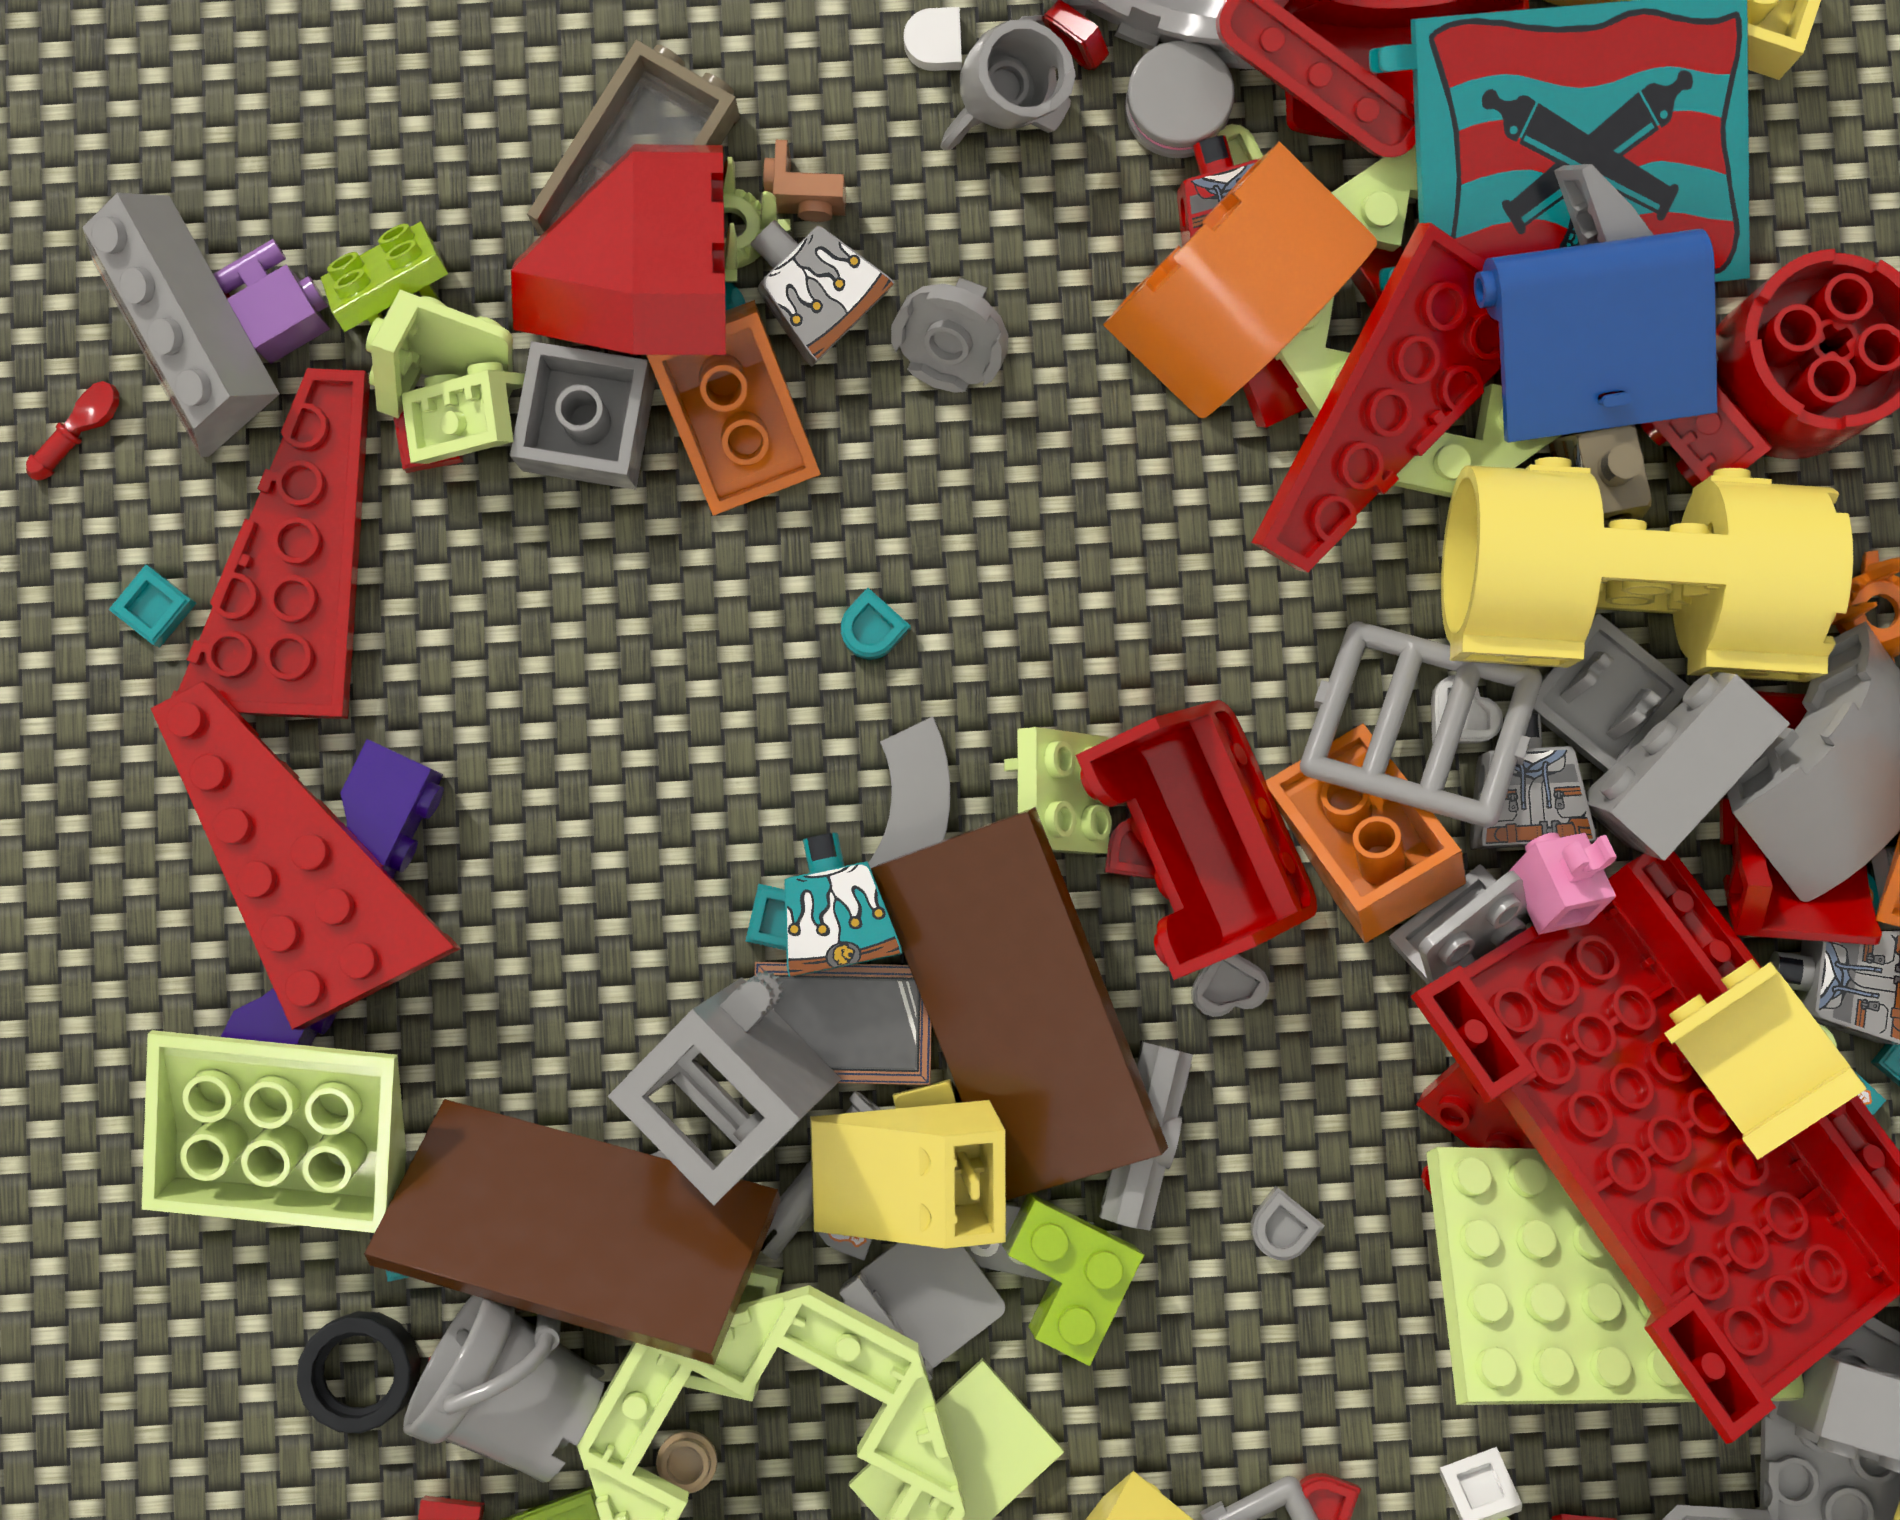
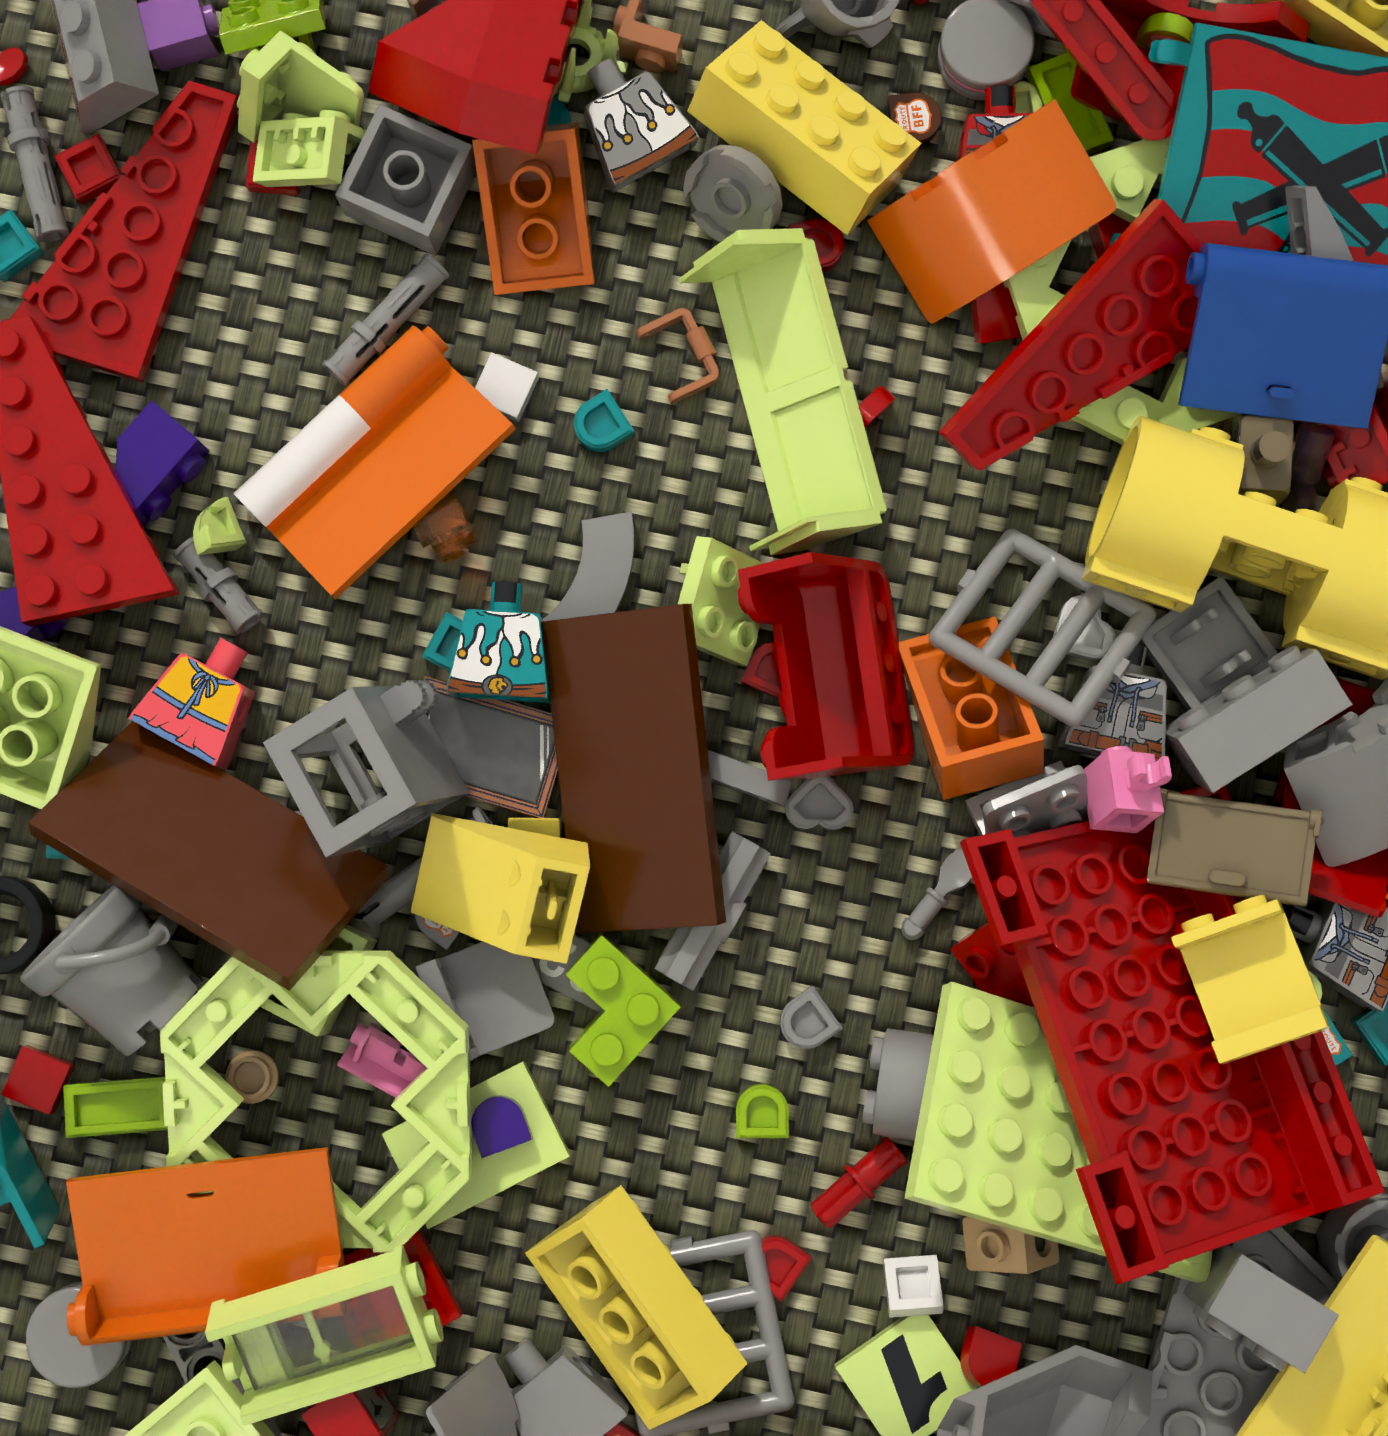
camera: 20 degrees right, 0 degrees up
(148, 488) = (30, 146): none -> light grey pin
(220, 495) = (88, 168): none -> red tile
(478, 861) = (217, 529): none -> yellowish green tile
(496, 922) = (220, 587): none -> light grey pin
(513, 1063) = (199, 704): none -> torso
(600, 577) = (373, 333): none -> light grey pin
(634, 739) = (375, 461): none -> orange door
(730, 789) = (446, 529): none -> clear orange plate
(753, 615) = (507, 385): none -> white tile
(827, 1406) = (380, 1060): none -> bright pink hinge
(955, 508) = (700, 345): none -> nougat piece
(978, 1440) = (499, 1125): none -> dark purple tile
(1006, 240) = (804, 126): none -> light yellow brick
(1053, 366) = (827, 239): none -> red tile
(1075, 532) = (794, 386): none -> yellowish green piece
(1120, 198) = (915, 114): none -> tile
(1144, 979) = (747, 779): none -> light grey beam
(1163, 534) = (875, 405): none -> red tile
(1261, 1344) = (762, 1113): none -> lime tile
(1265, 119) = (1054, 81): none -> lime tile
(1372, 30) = (1164, 26): none -> lime tile
(1389, 1391) = (858, 1182): none -> red axle
(1398, 1020) = (952, 877): none -> light grey piece
(1409, 1259) = (902, 1069): none -> light grey brick
(1569, 1425) = (1003, 1249): none -> tan bracket
(1661, 453) = (1309, 458): none -> bar
(1720, 905) = (1234, 846): none -> dark tan door

